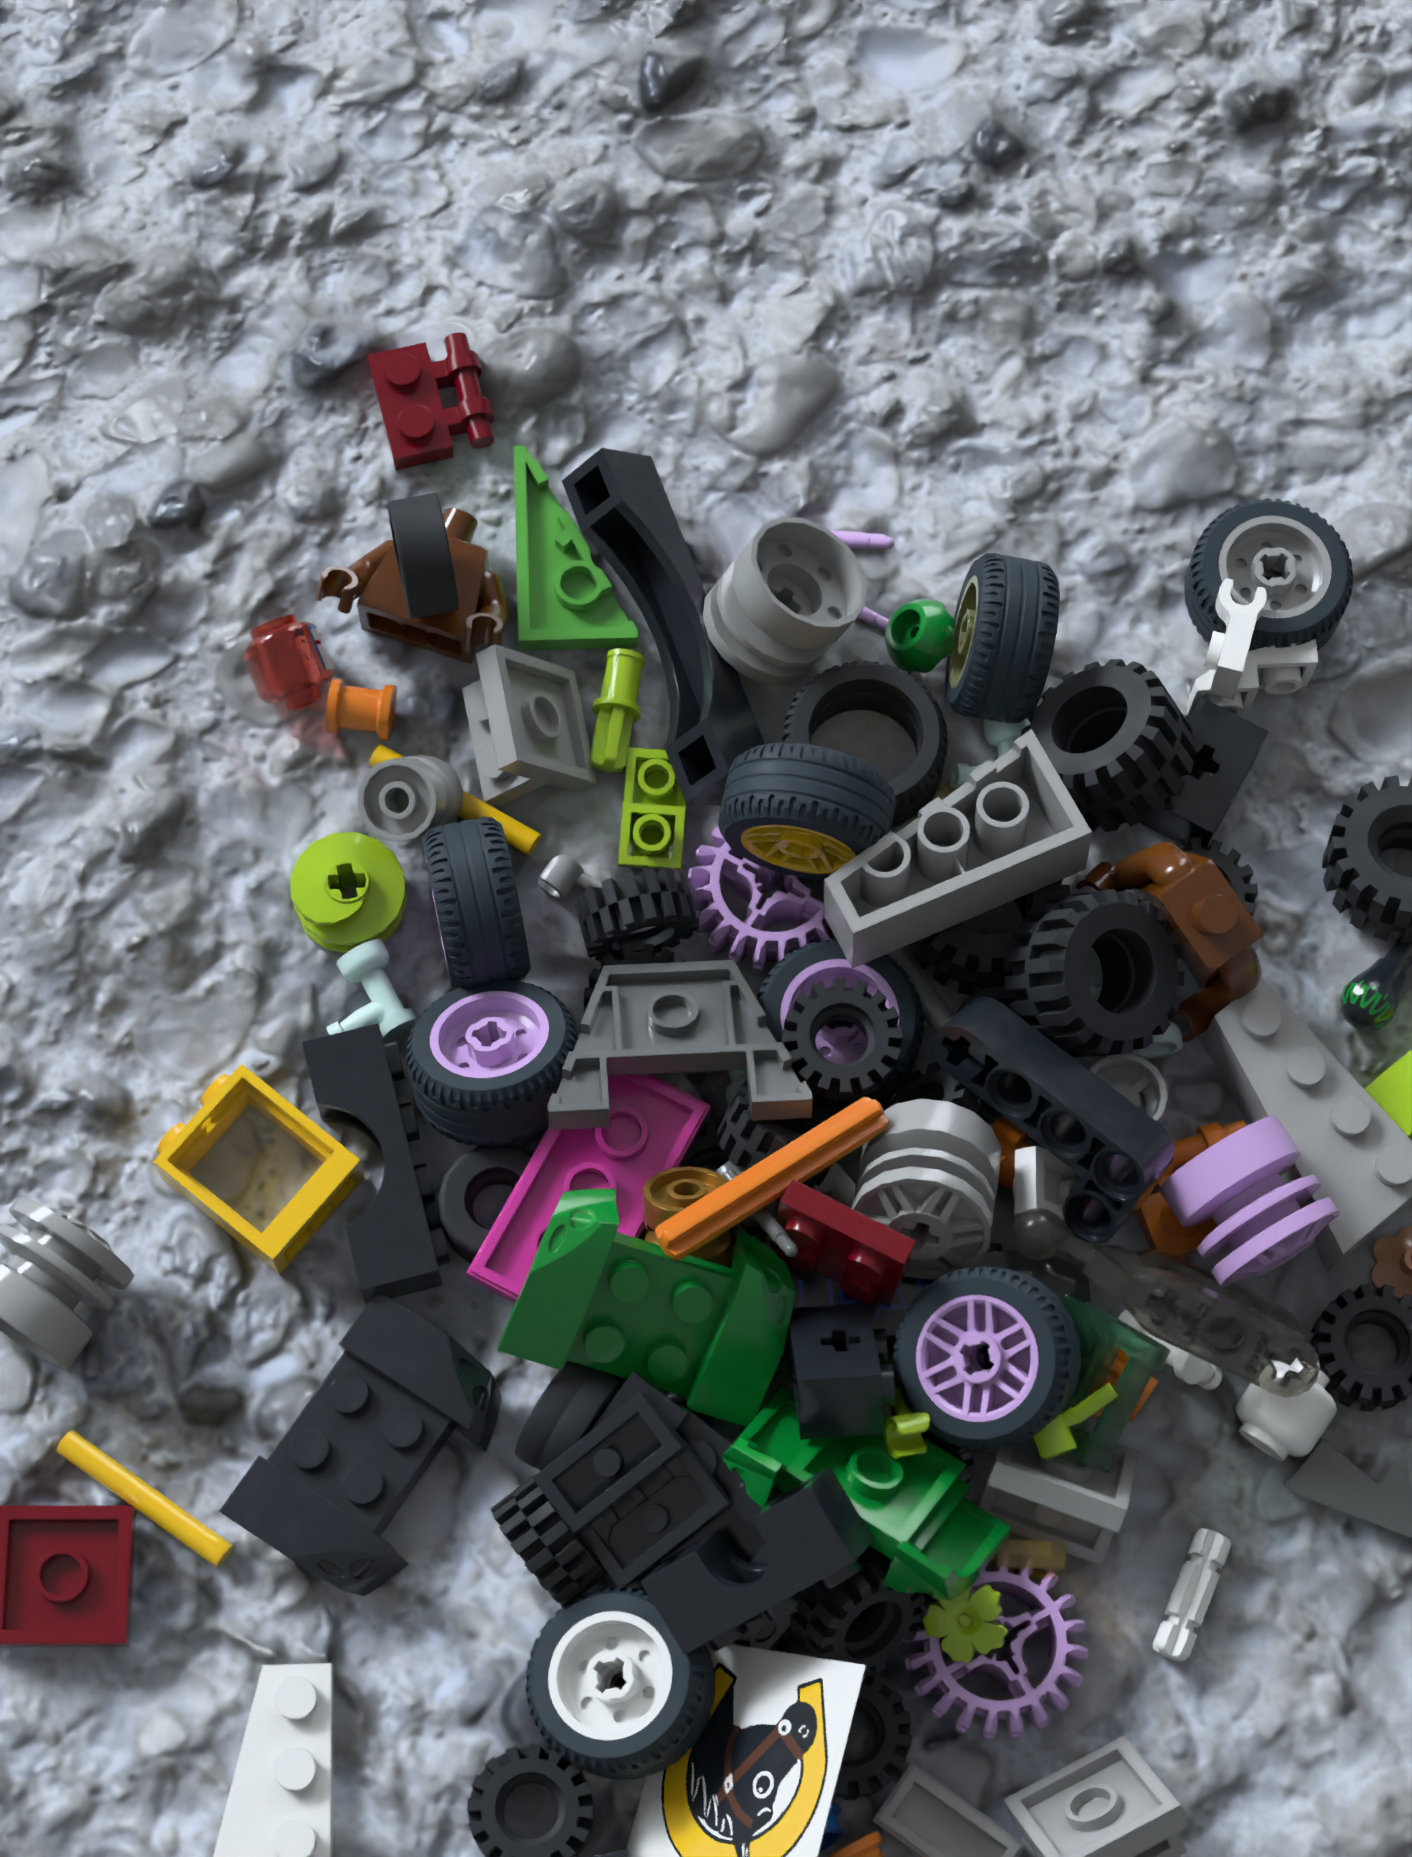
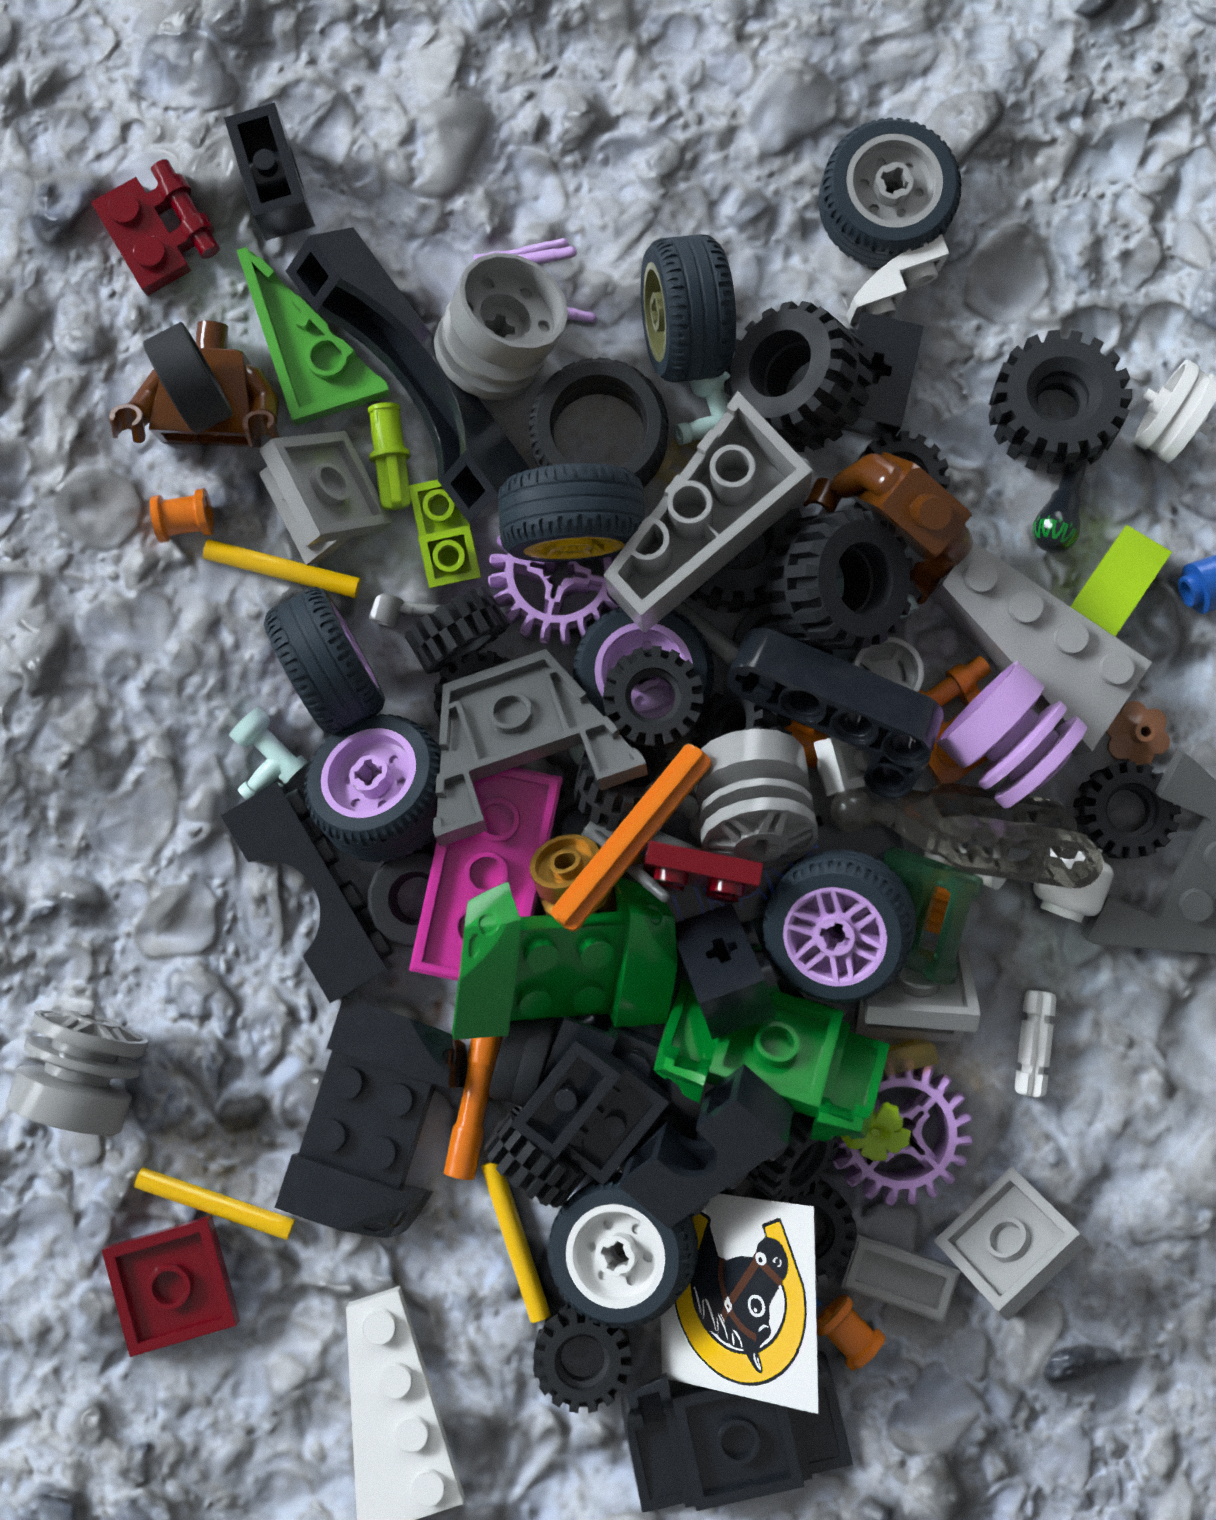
camera: 15 degrees left, 15 degrees up
(288, 662) = (110, 493): clear red head -> none
(305, 1212) = (270, 943): yellow window -> none
(342, 862) = (195, 663): lime piece -> none
(409, 797) = (244, 584): light grey wheel -> none
(475, 1496) = (468, 1129): none -> orange piece
(491, 1649) = (516, 1243): none -> yellow bar
(576, 375) = (269, 171): none -> black brick
(904, 1430) = (793, 1003): lime hand -> none
(920, 635) = (618, 320): green plate -> none
(1057, 1437) = (913, 972): lime hand -> none
(1229, 650) = (877, 267): white plate -> none

